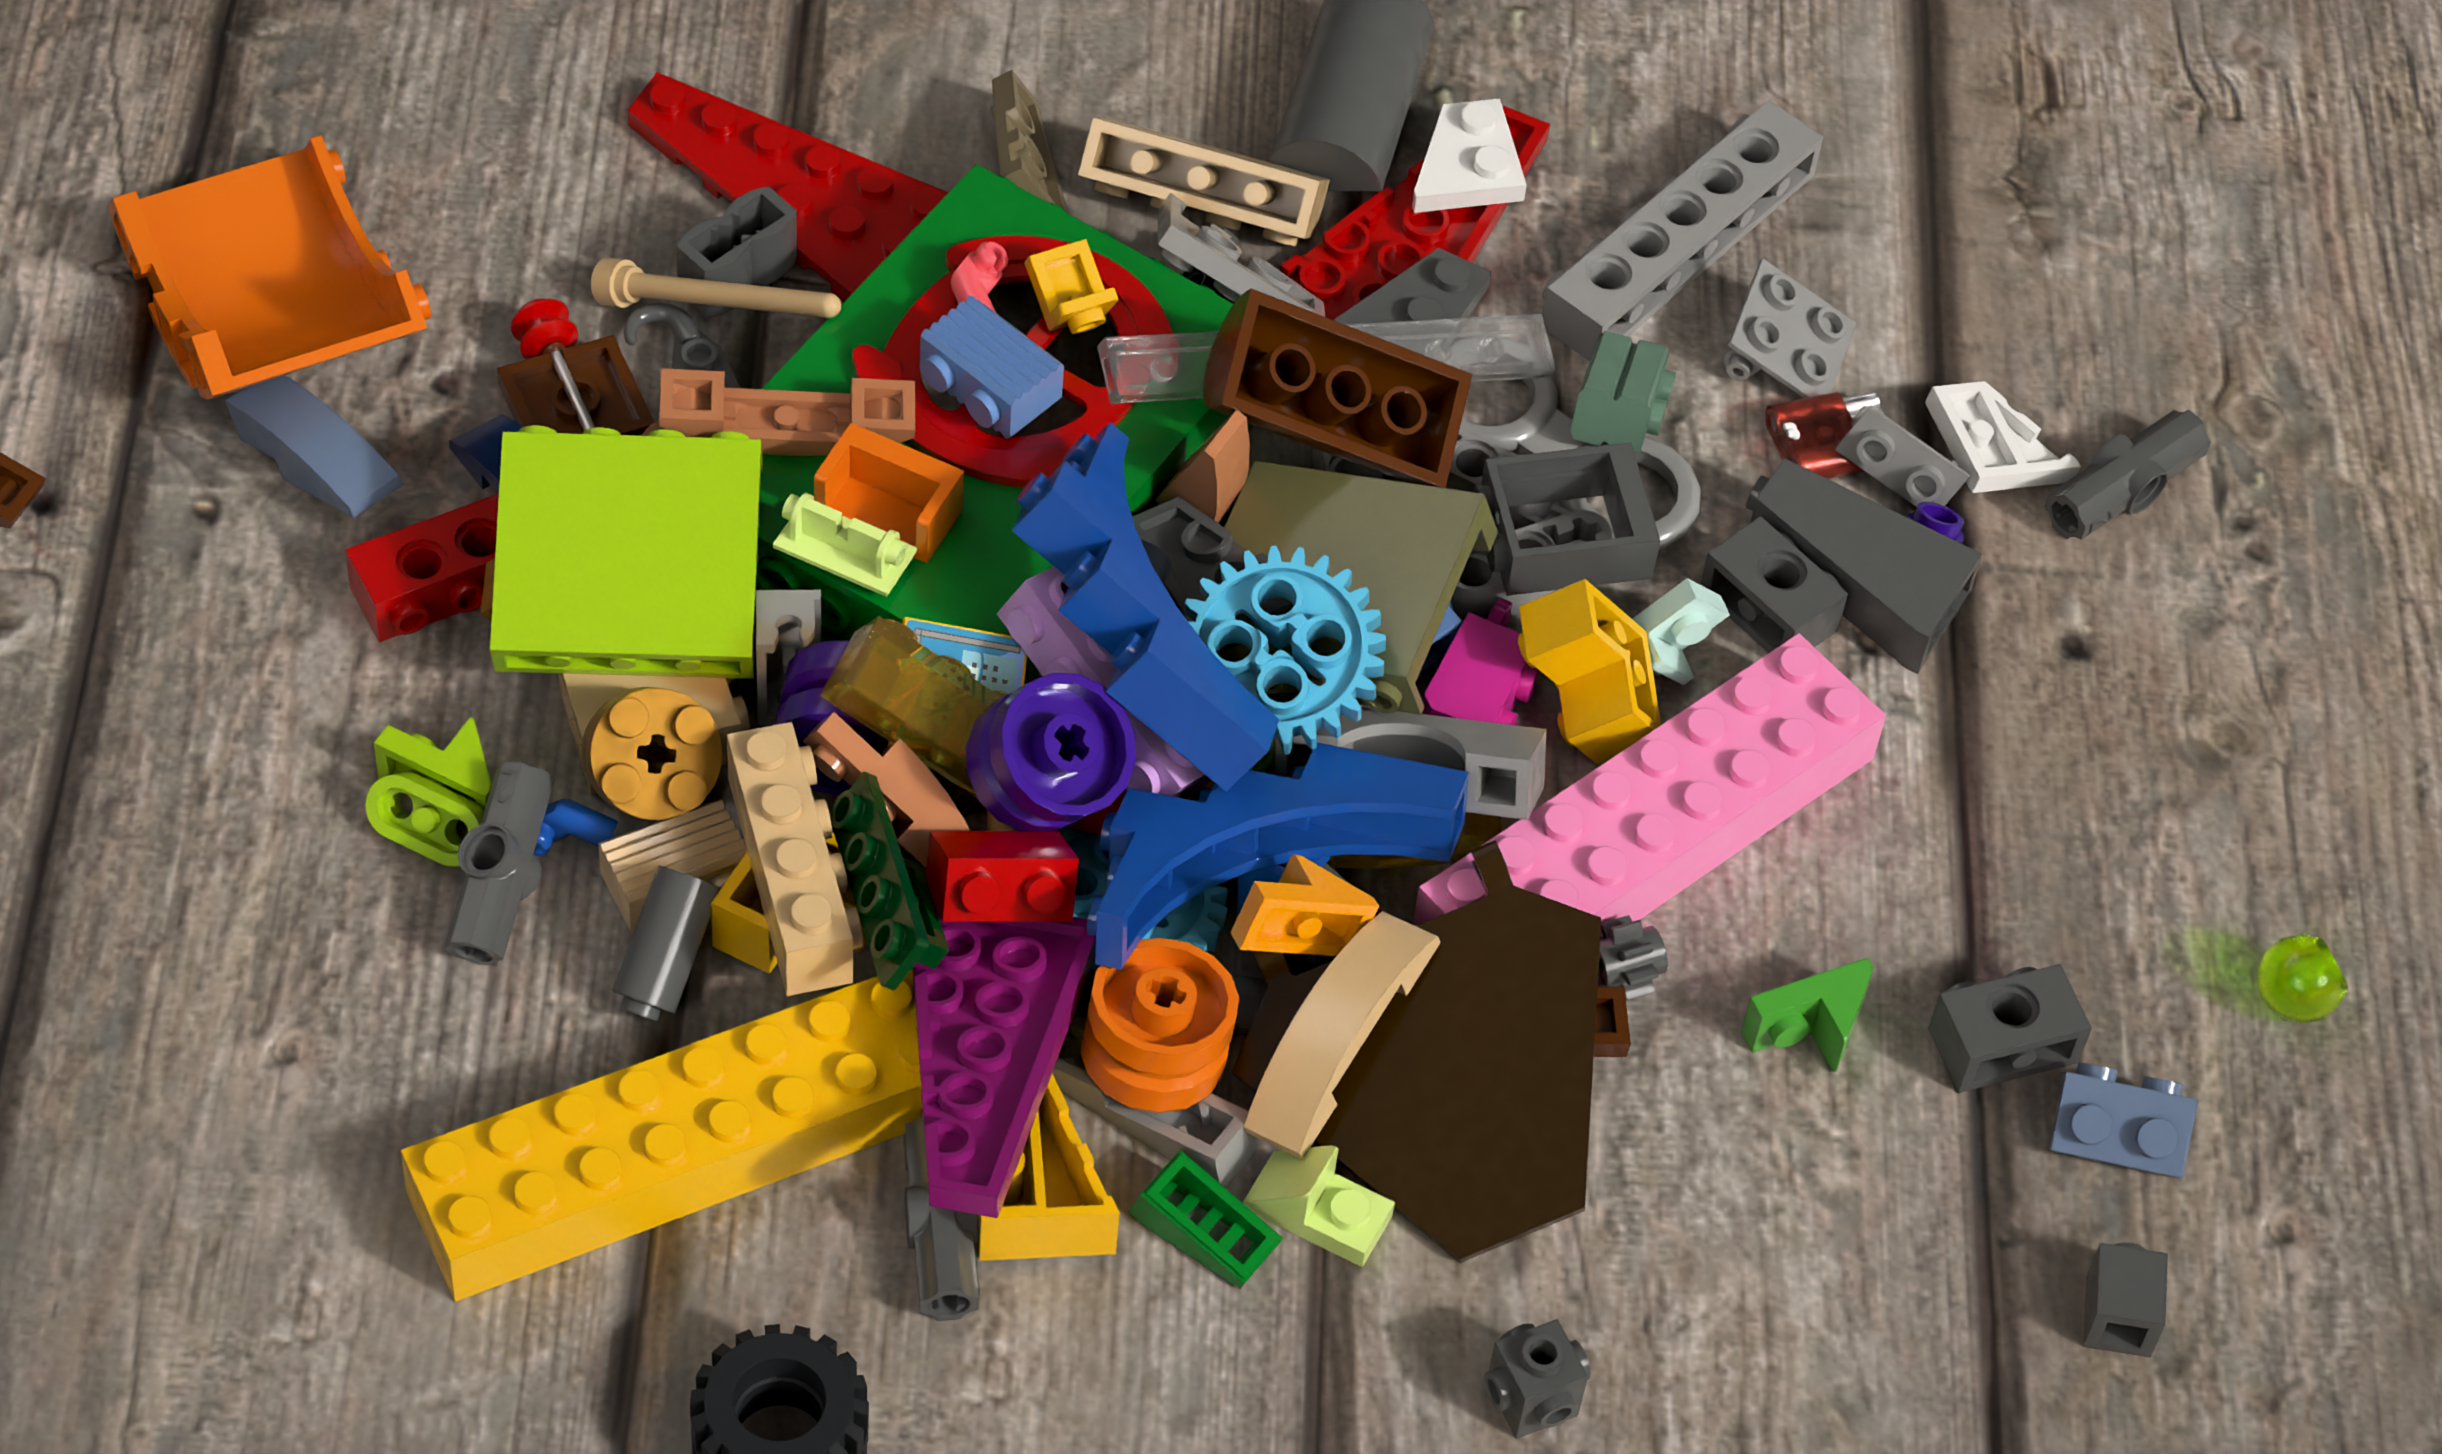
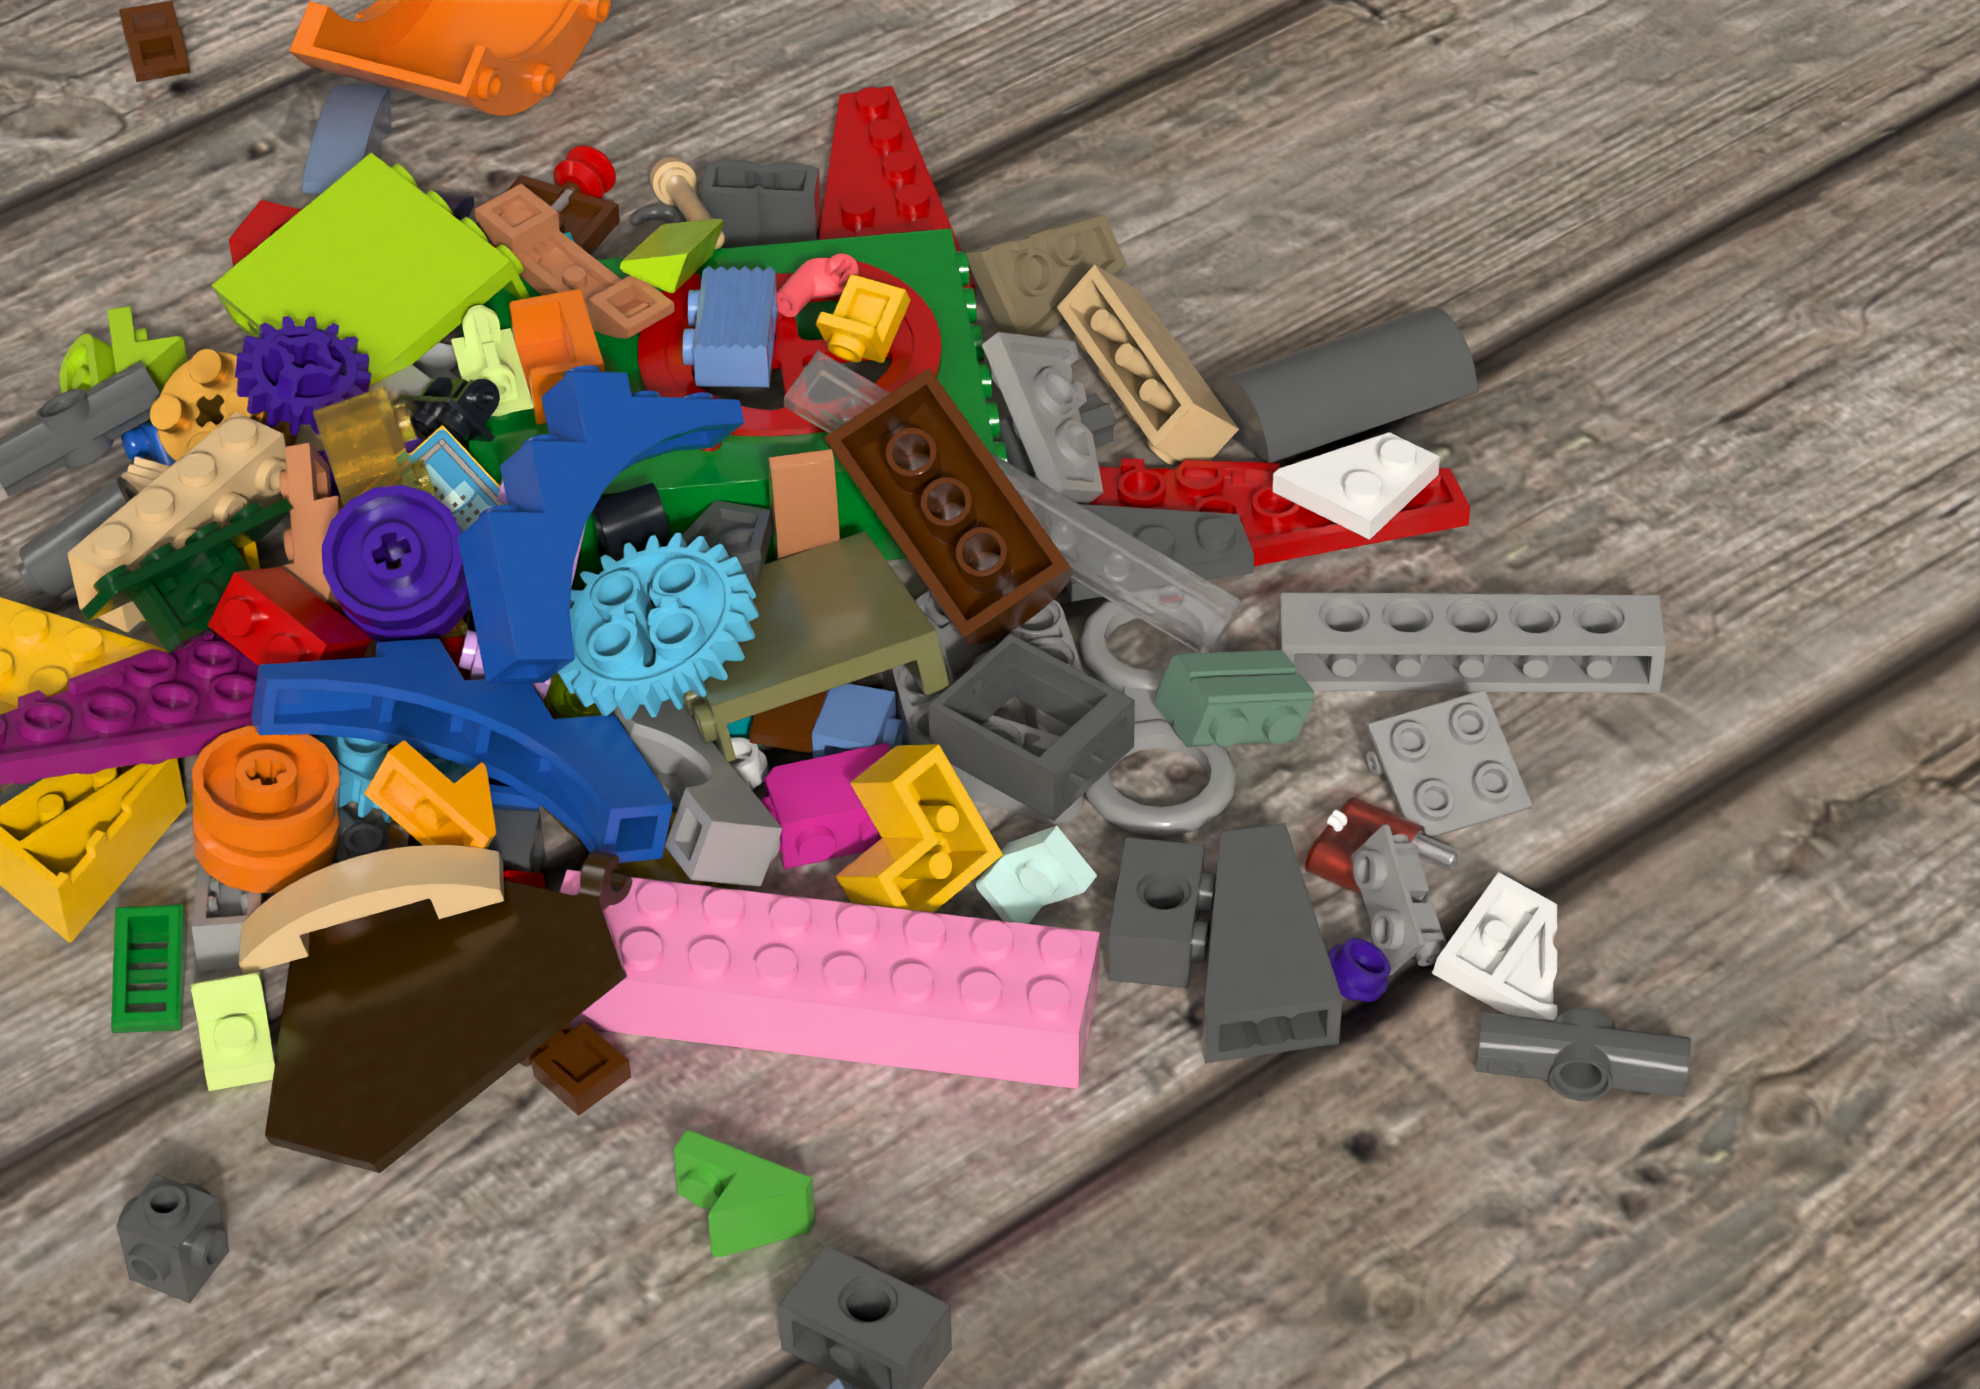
camera: 55 degrees right, 10 degrees down
(723, 663) = (299, 372): none -> dark purple gear
(850, 335) = (673, 253): none -> lime slope
(899, 592) = (456, 405): none -> black hinge
(1630, 956) = (662, 1045): dark grey gear -> none

